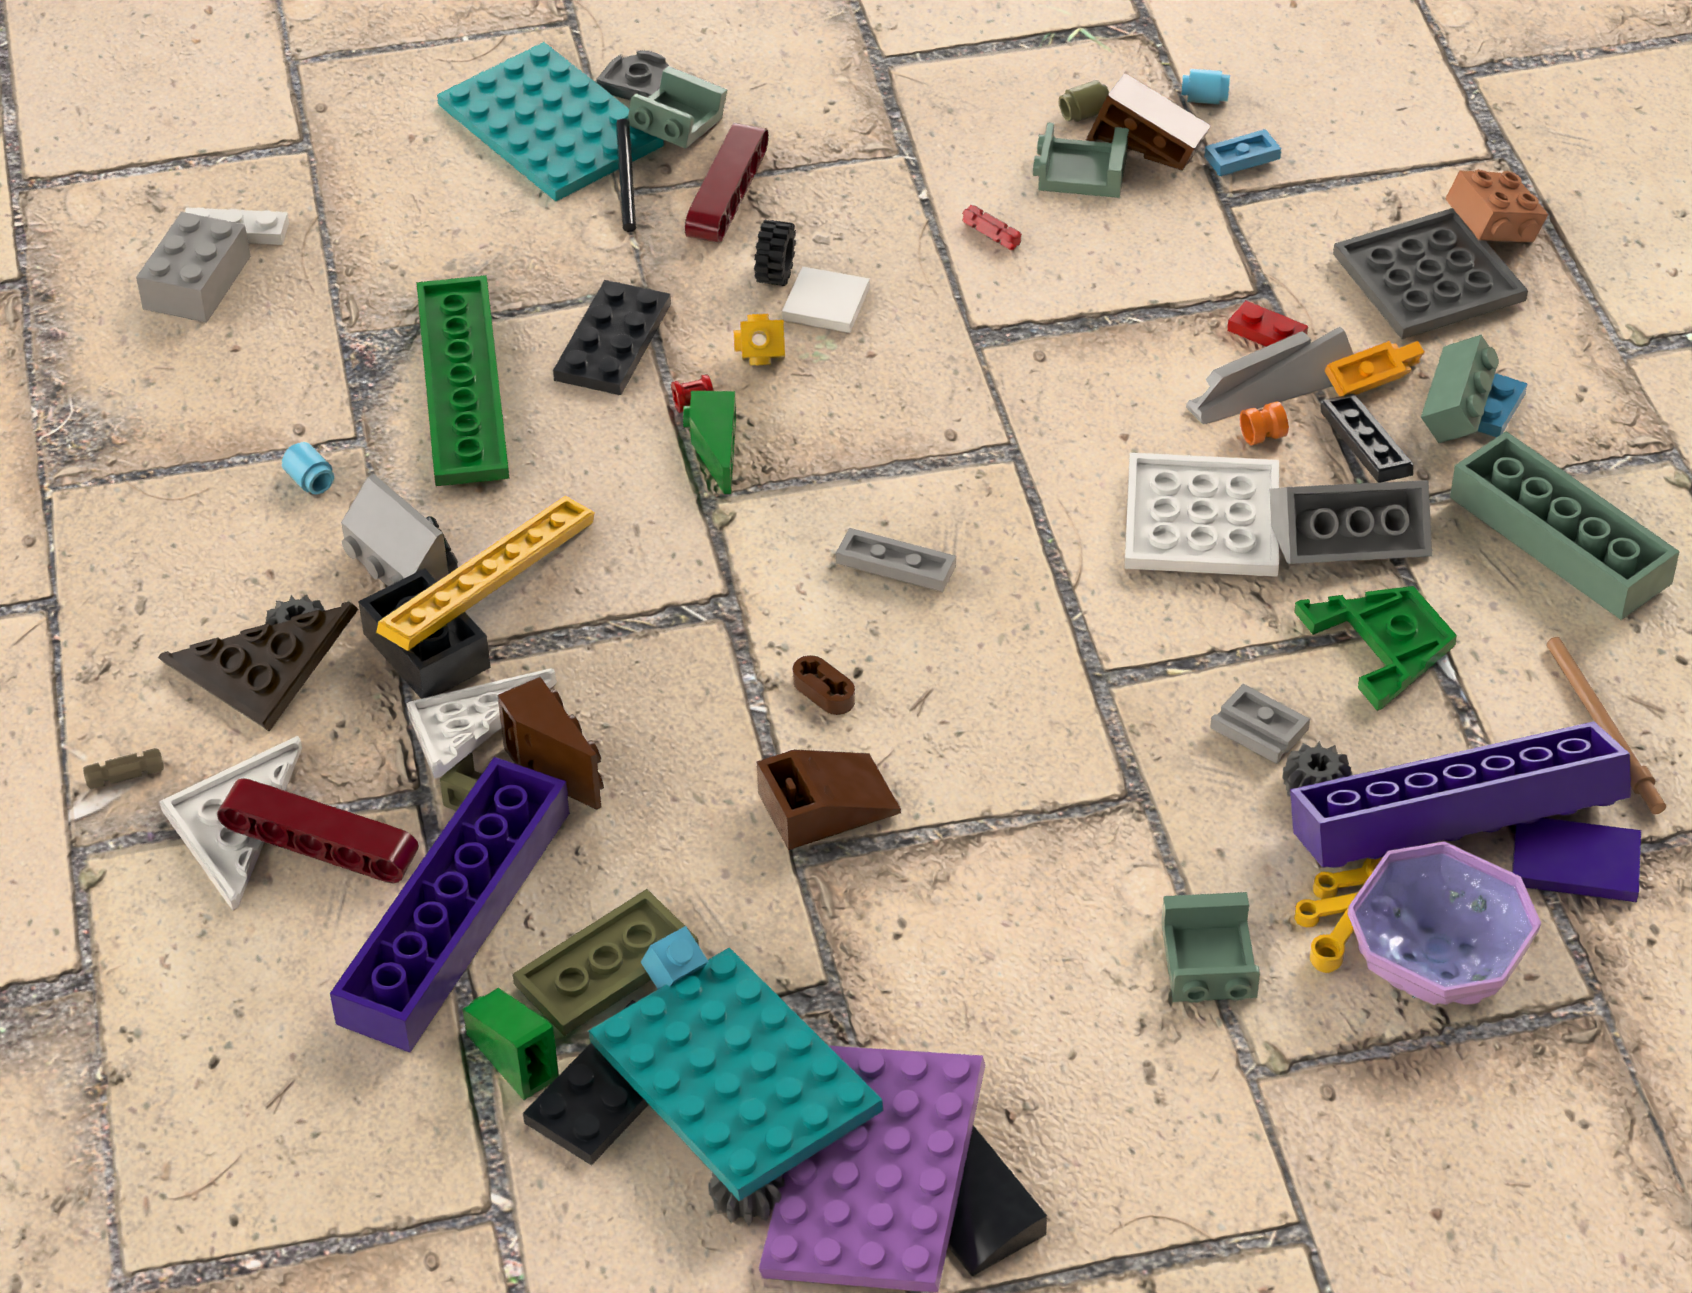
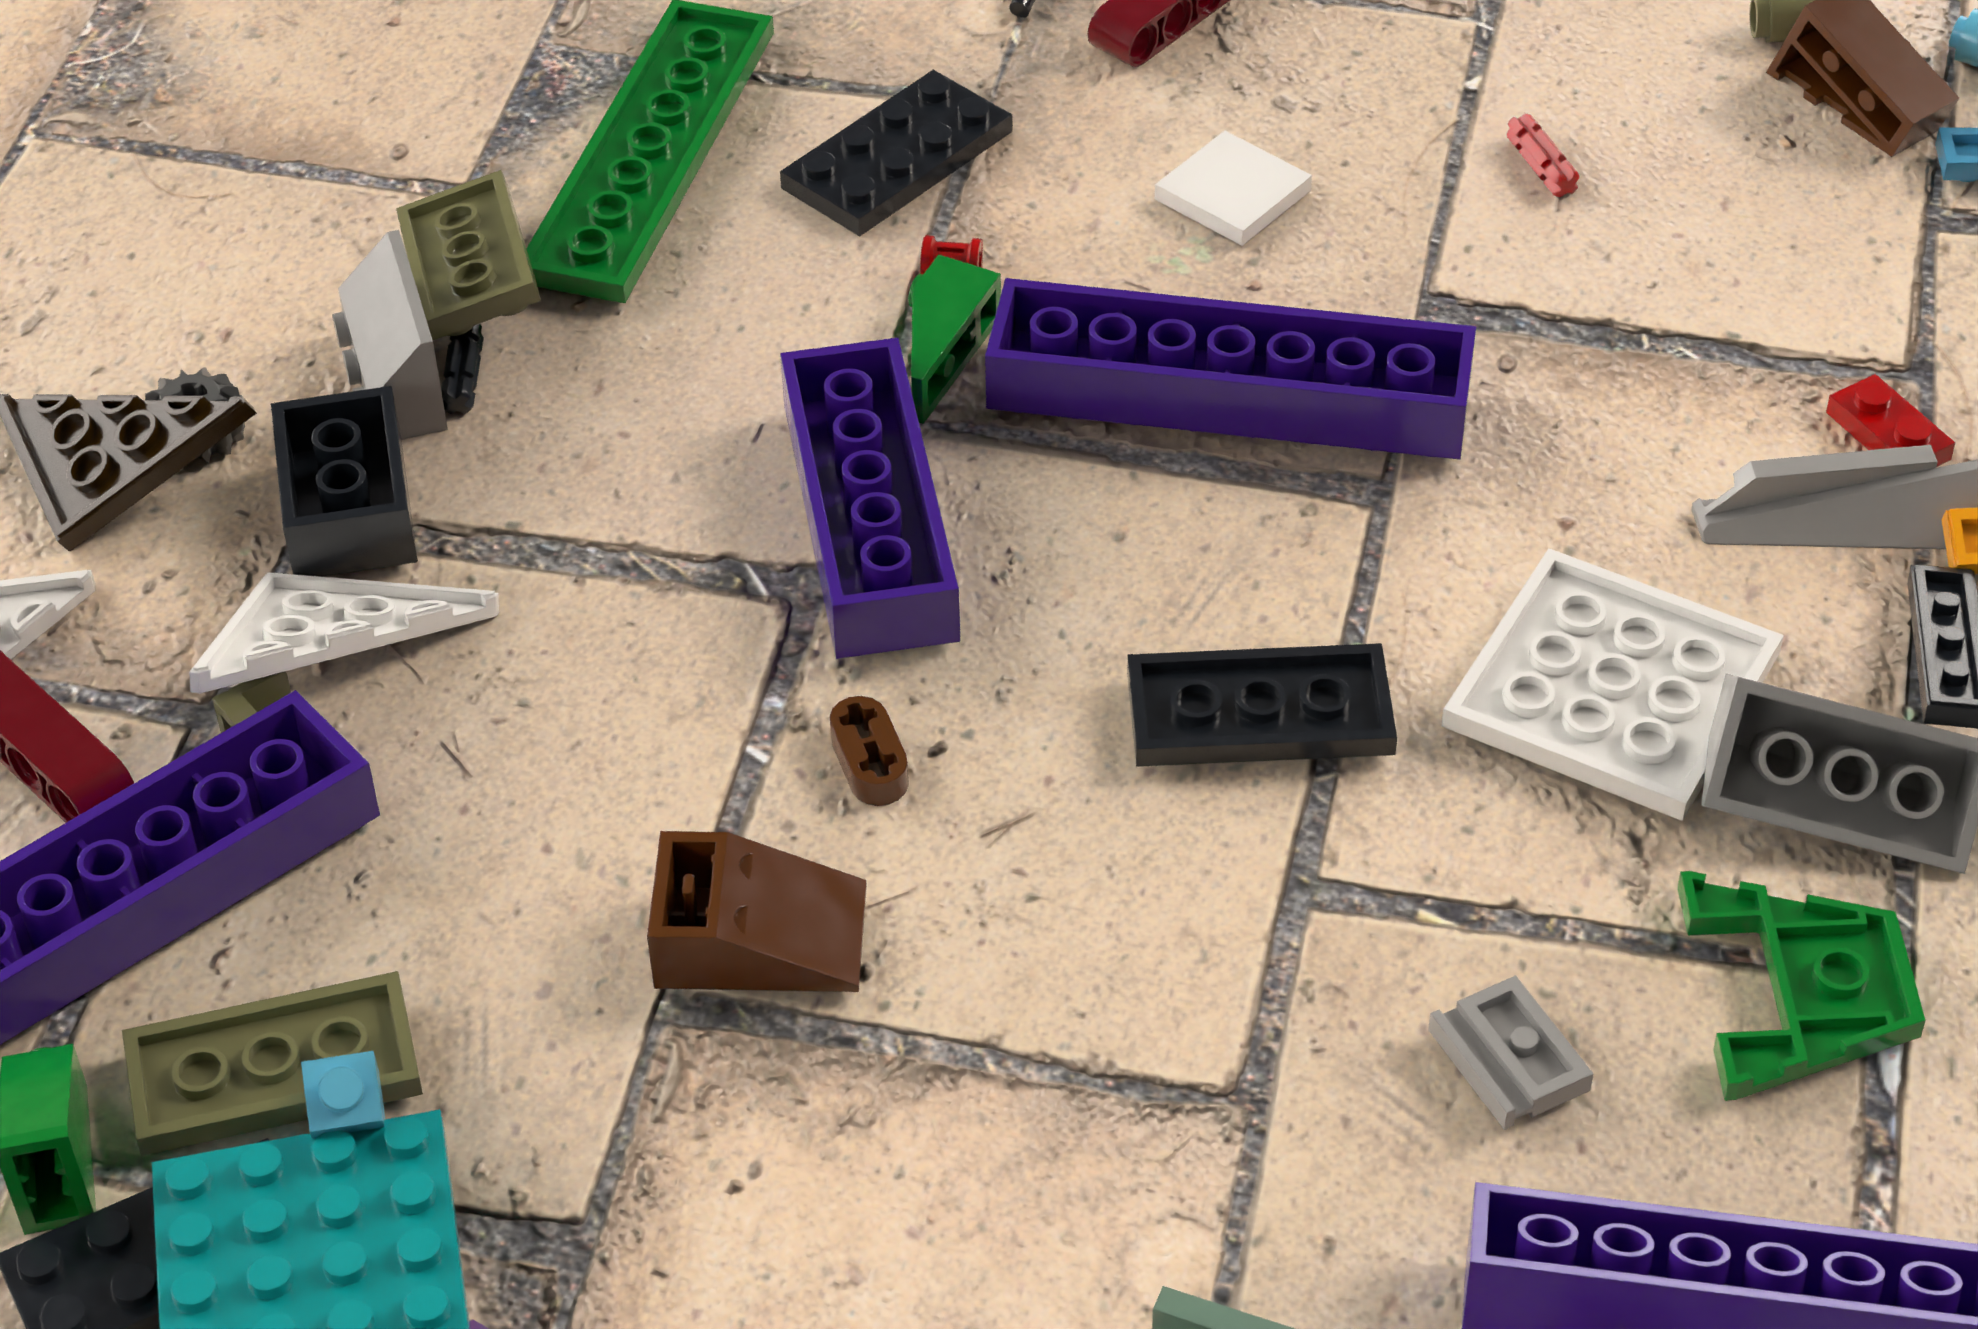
camera: 25 degrees right, 0 degrees up
(308, 468) = (361, 204): medium azure brick -> none
(407, 469) = (467, 255): none -> olive plate
(484, 573) = (470, 420): yellow tile -> none
(549, 741) = (398, 691): reddish brown slope -> none
(740, 543) = (869, 499): none -> dark purple brick
(773, 332) = (1092, 213): yellow brick -> none
(775, 252) = (1187, 97): black tyre -> none
(896, 559) = (1092, 595): light grey plate -> none
(897, 405) = (1230, 368): none -> dark purple brick
(1023, 588) = (1260, 705): none -> black plate
(1081, 164) = (1732, 103): sand green panel -> none
(1264, 423) = (1799, 570): orange wheel -> none
(1314, 766) = (1554, 1159): dark grey gear -> none

